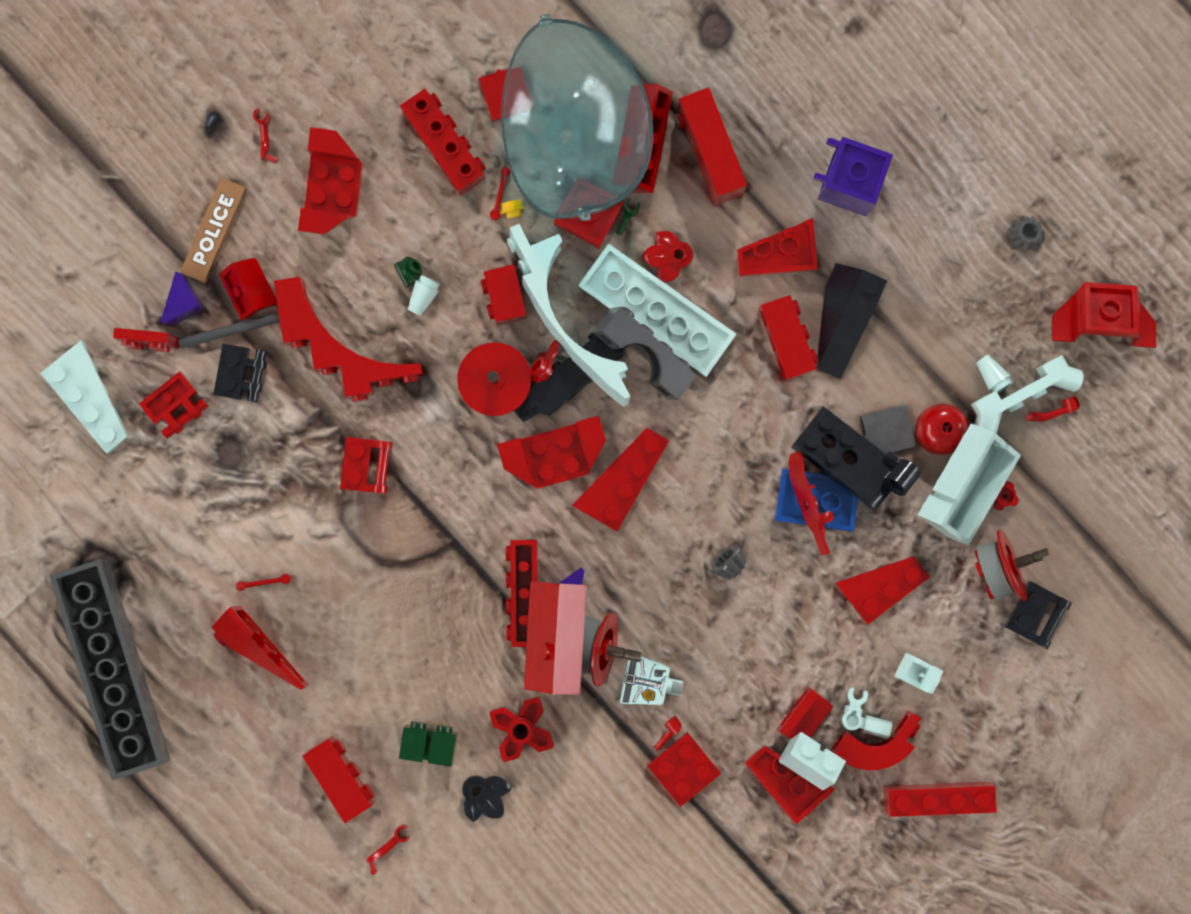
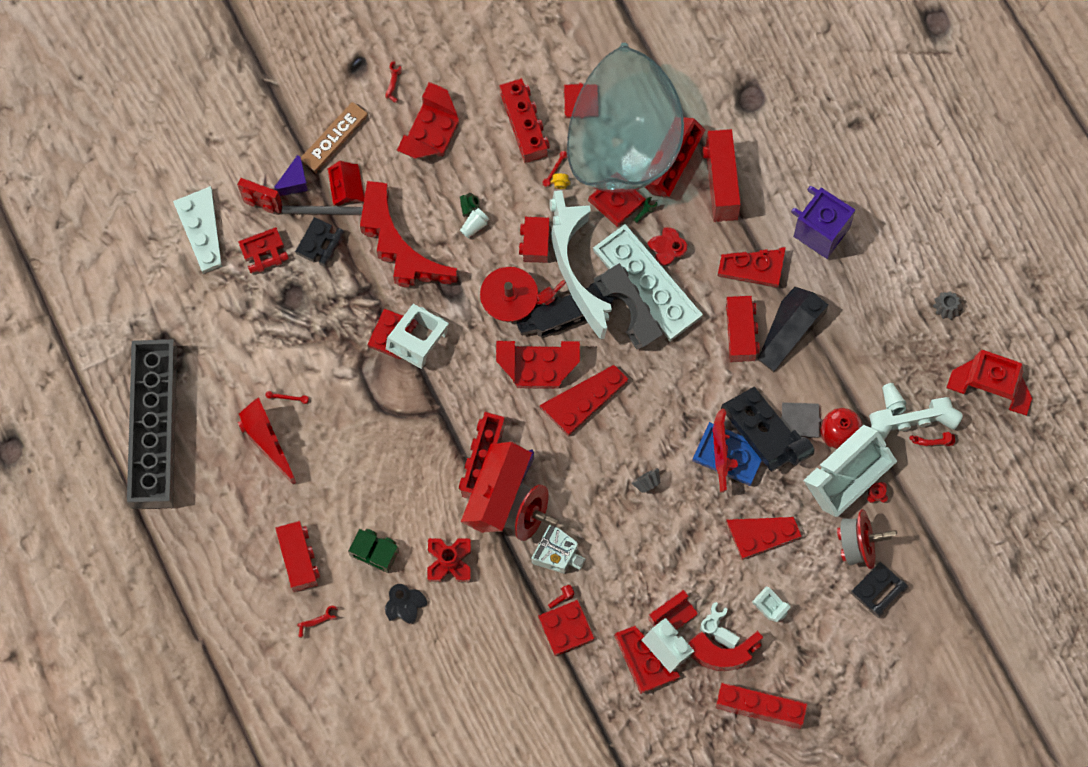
camera: 20 degrees right, 15 degrees down
(391, 481) = (411, 347): none -> light aqua window

